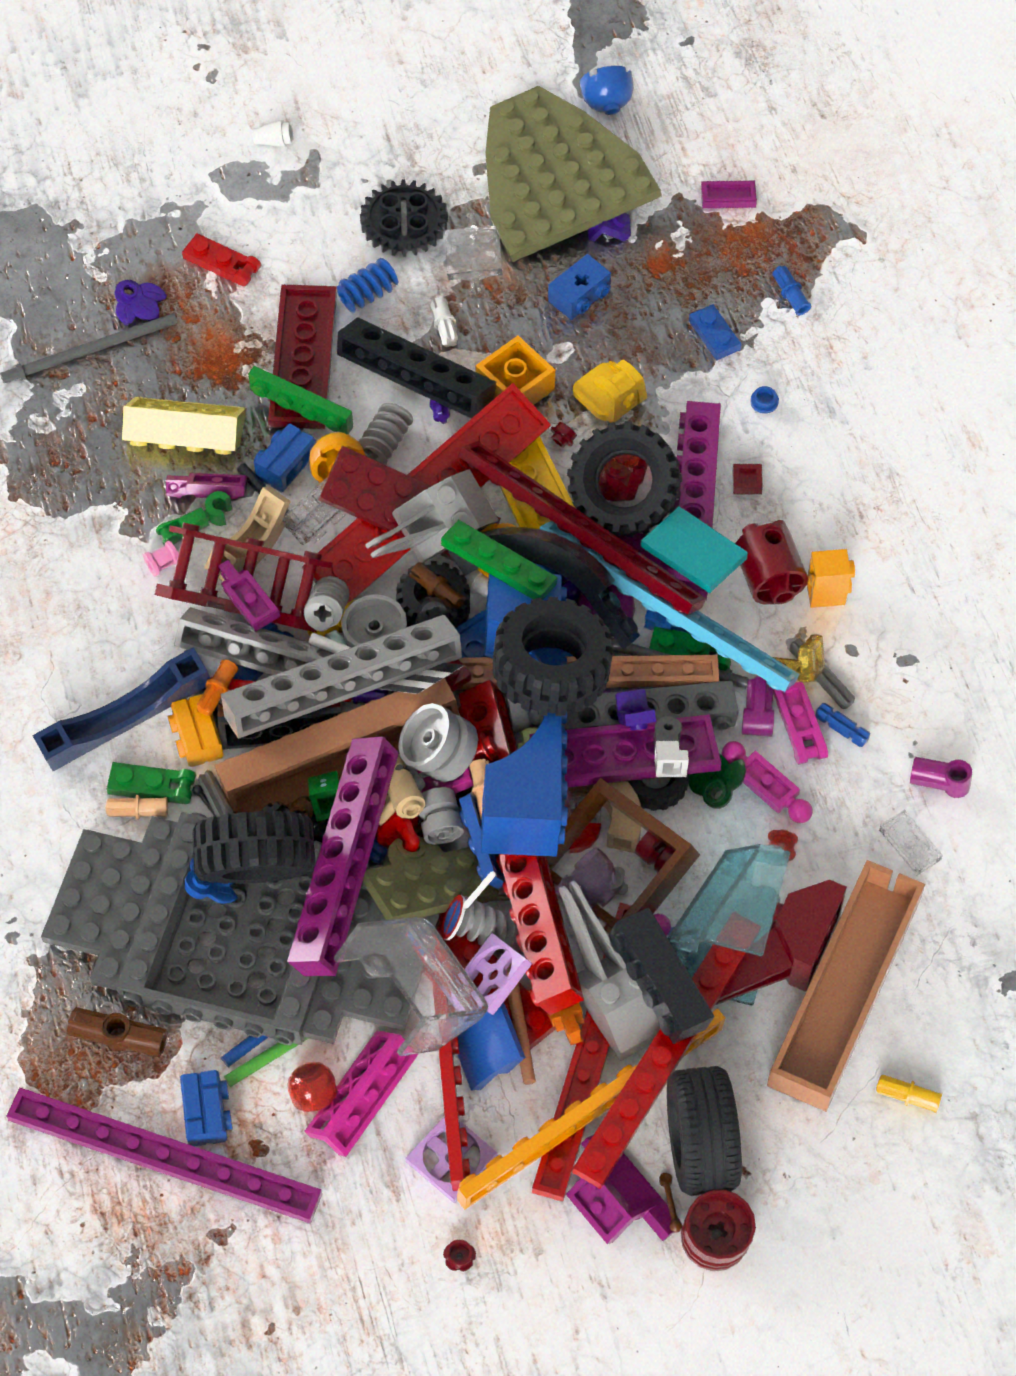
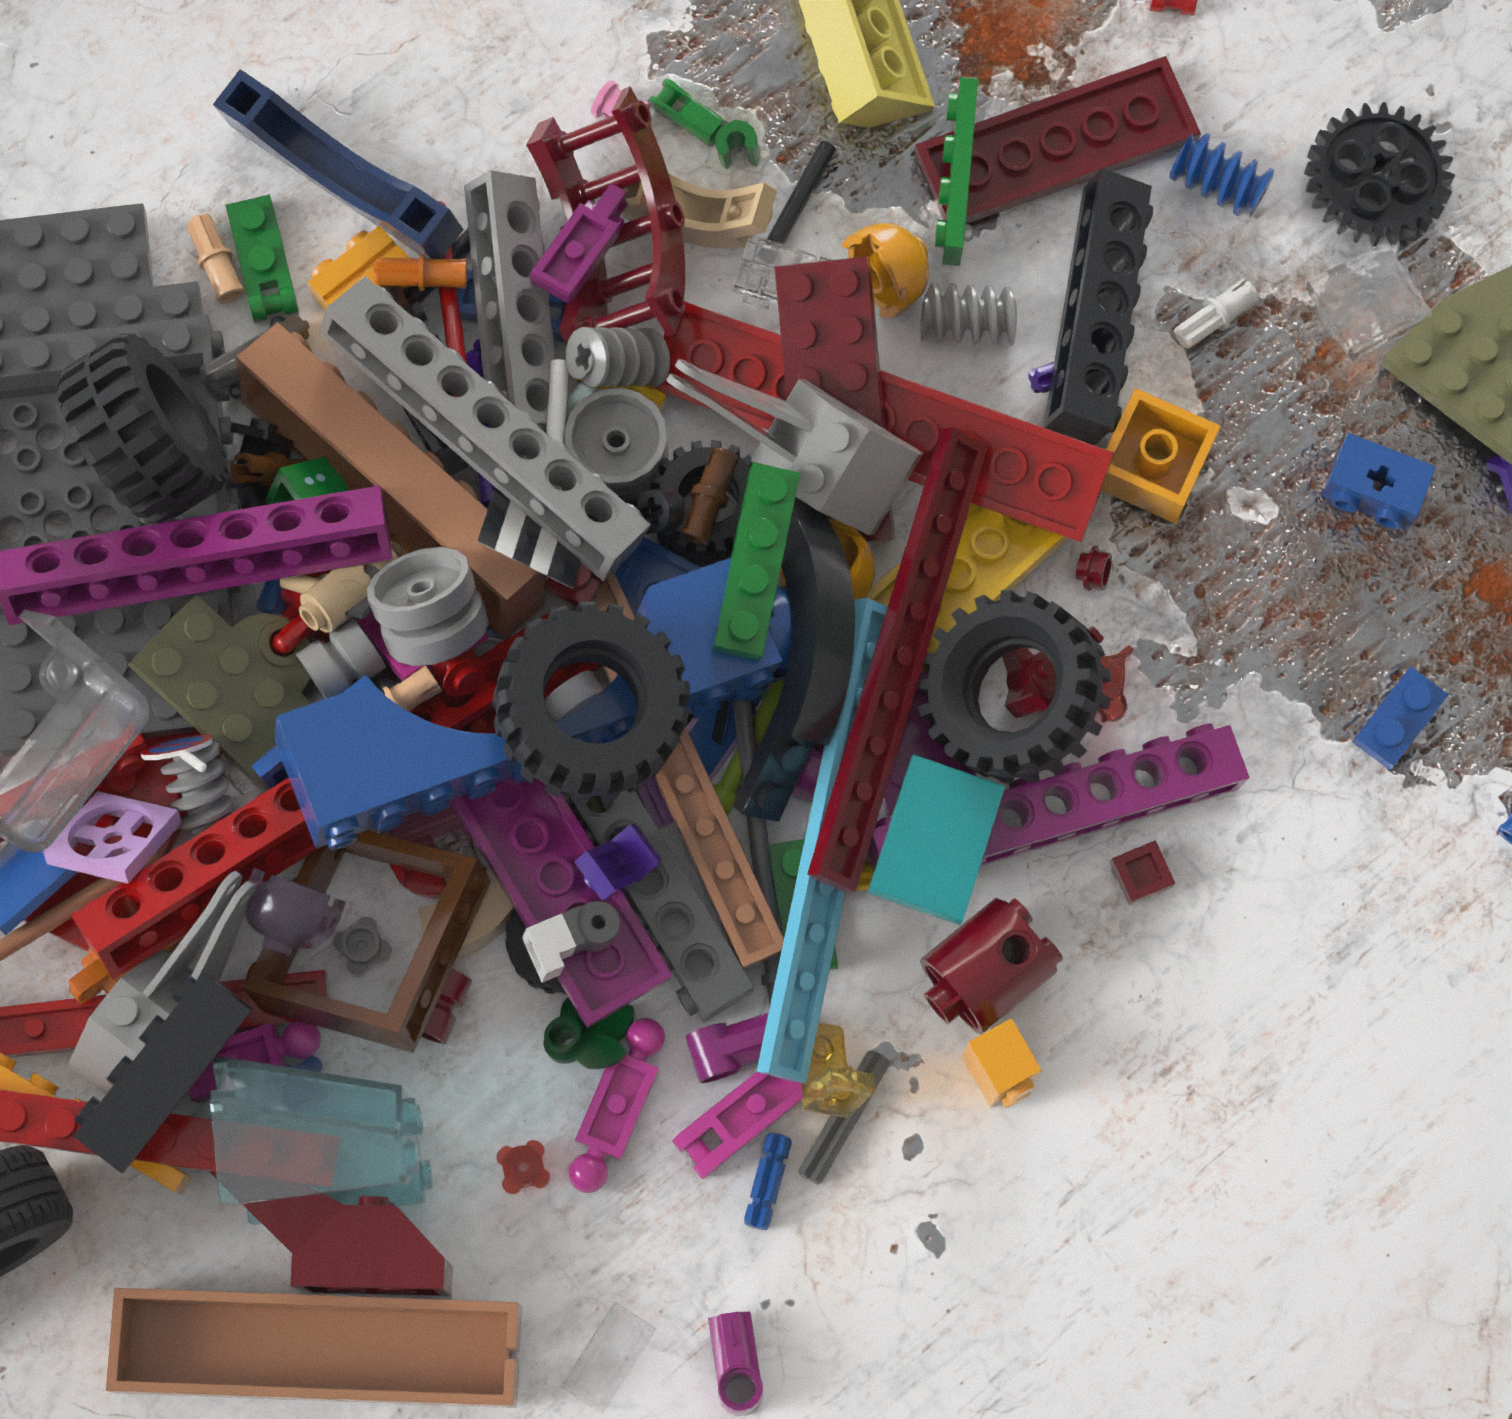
camera: 65 degrees right, 15 degrees up
(204, 484) = (771, 115): magenta hinge -> none
(284, 457) = (863, 193): blue brick -> none
(610, 390) = (1203, 602): yellow piece -> none
(764, 400) = (1304, 843): blue plate -> none

